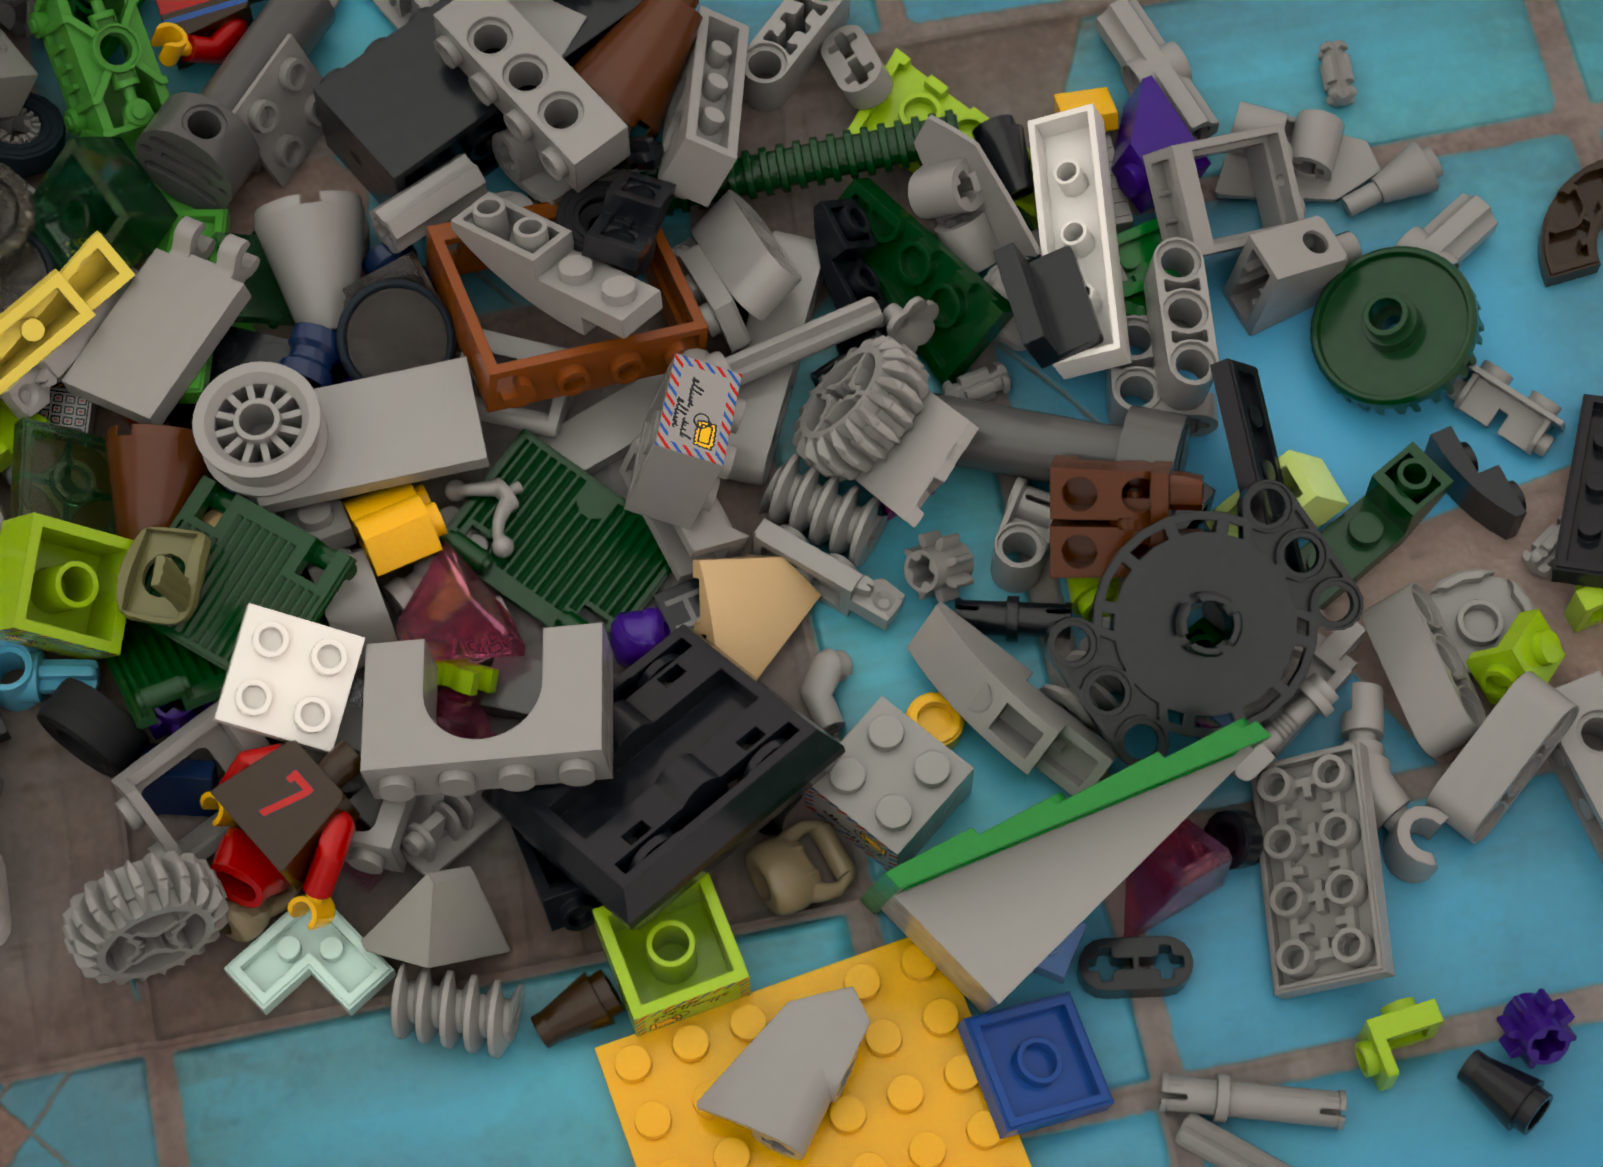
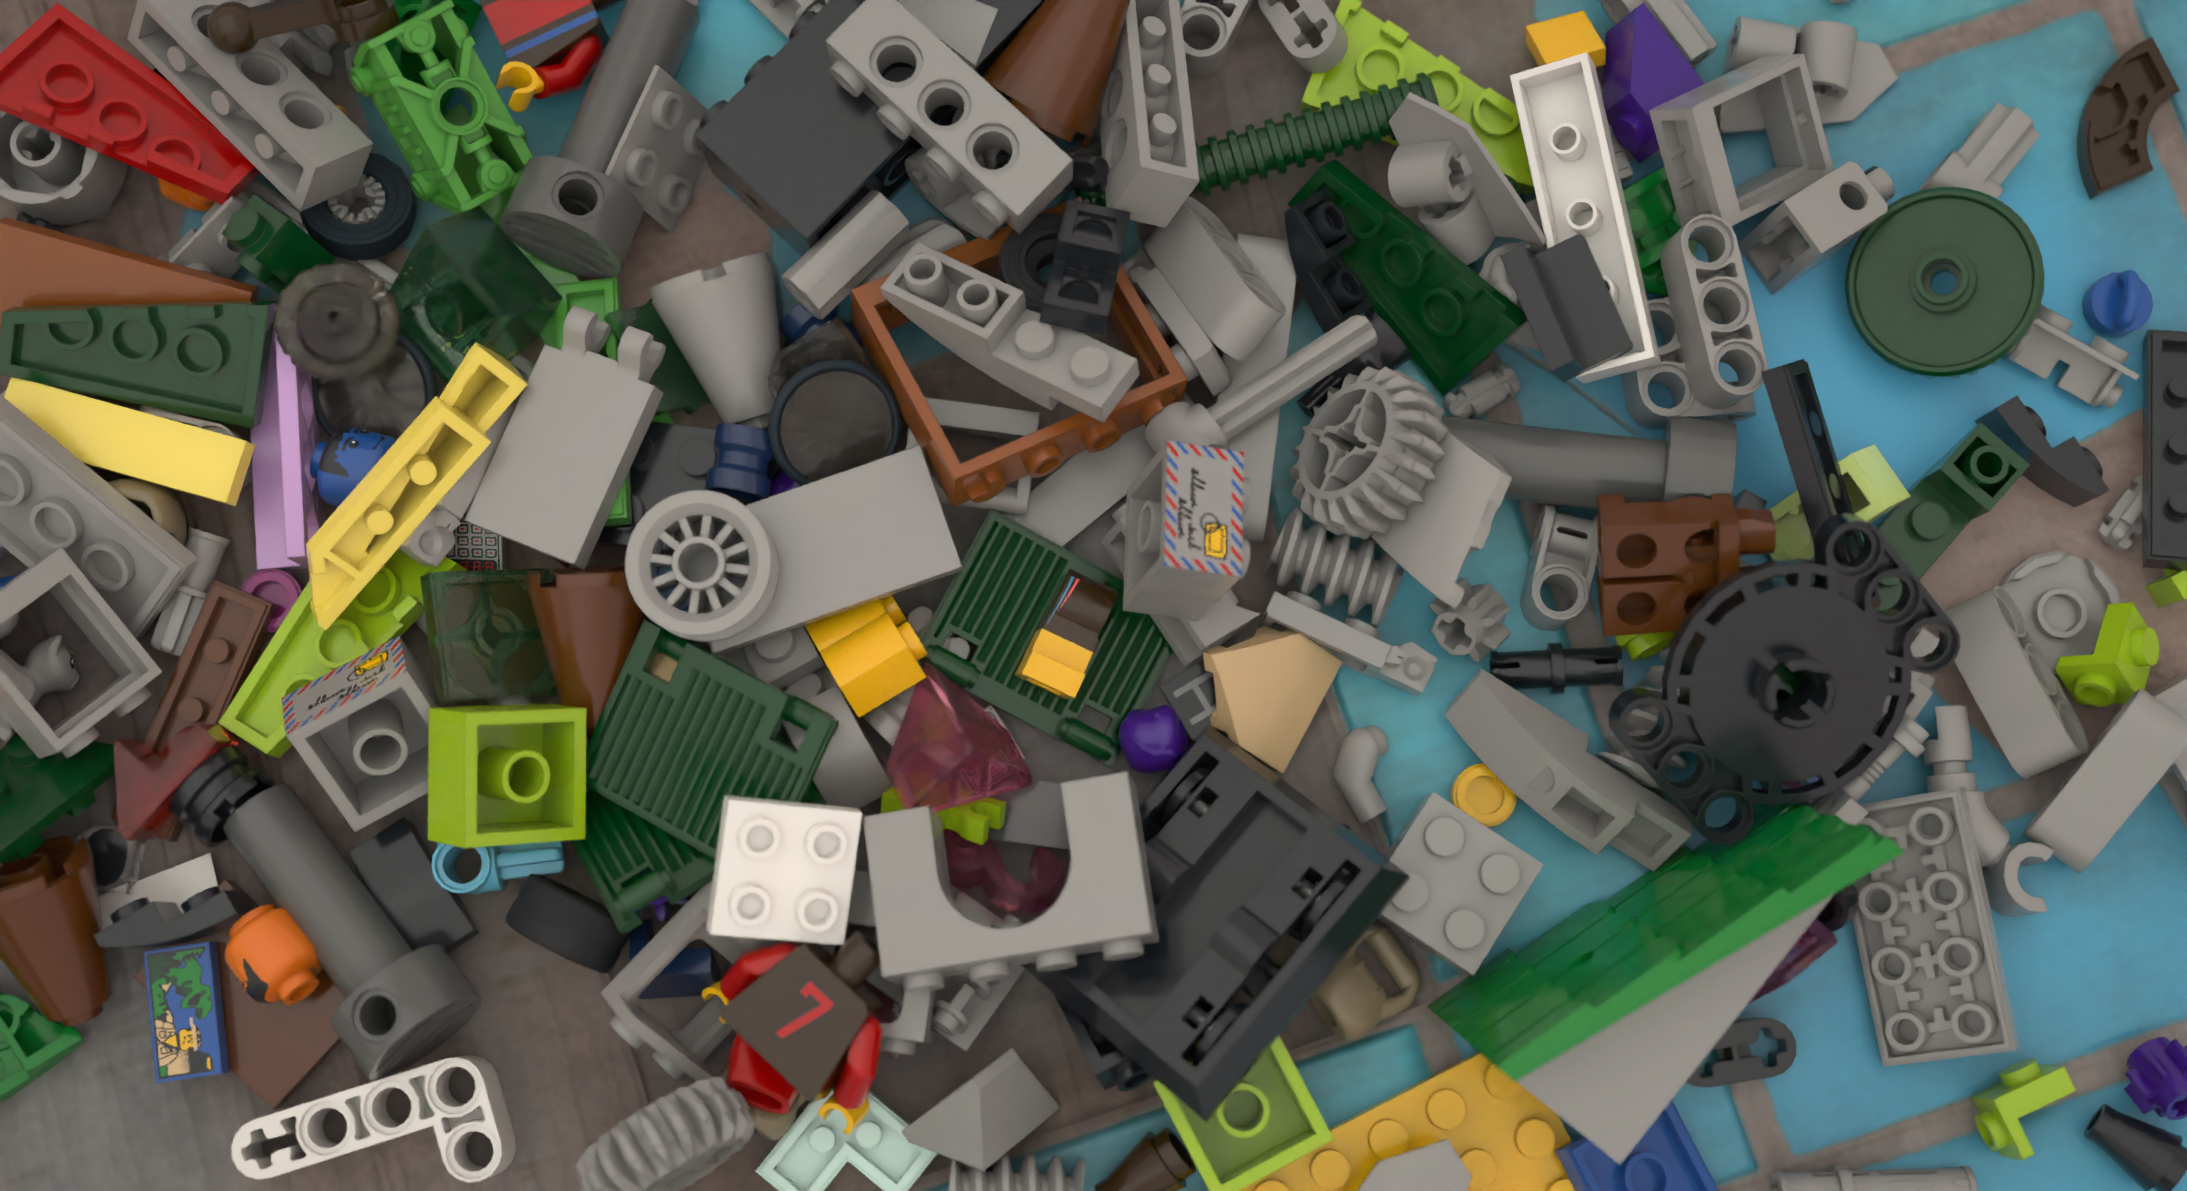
camera: 10 degrees left, 15 degrees up
(179, 590) = (636, 779): olive piece -> none
(458, 490) = (987, 652): light grey piece -> none
(573, 538) = (1067, 635): none -> leg
(911, 324) = (1405, 341): light grey plant -> none
(1007, 152) = (1489, 112): black cone -> none
(1406, 176) = (1932, 84): light grey cone -> none
(1559, 371) = (2118, 304): none -> blue tile

